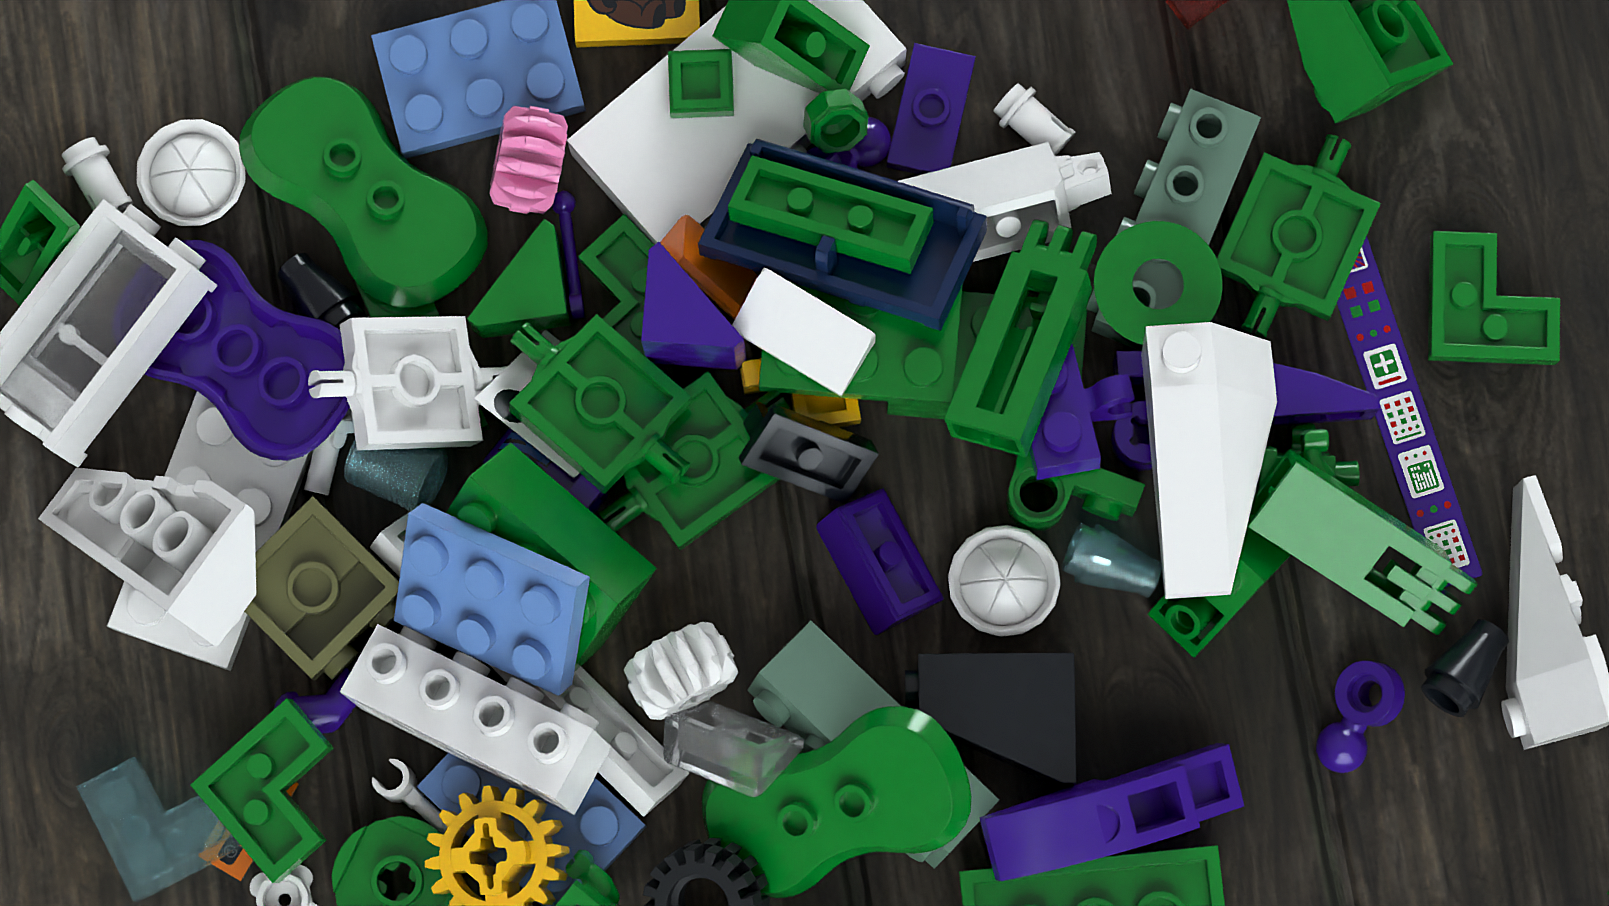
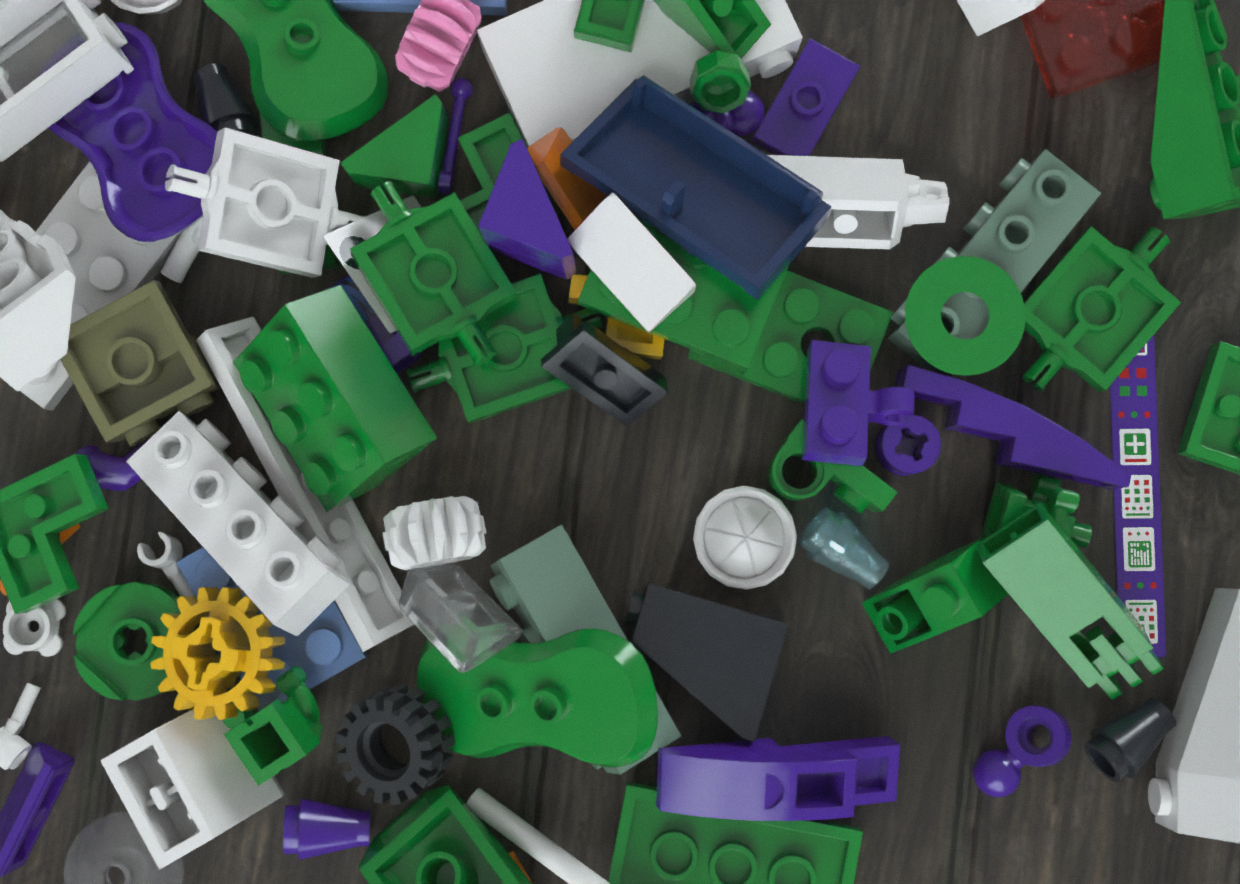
camera: 15 degrees right, 5 degrees up
(398, 474) = (244, 287): clear light blue piece -> none
(491, 599) = (277, 421): medium blue plate -> none
(812, 205) = (673, 149): green plate -> none
(878, 561) = (640, 485): dark purple slope -> none
(1015, 368) = (814, 355): green hinge -> none
(1032, 119) = (892, 135): white pin -> none
(1208, 434) = (969, 466): white wedge -> none

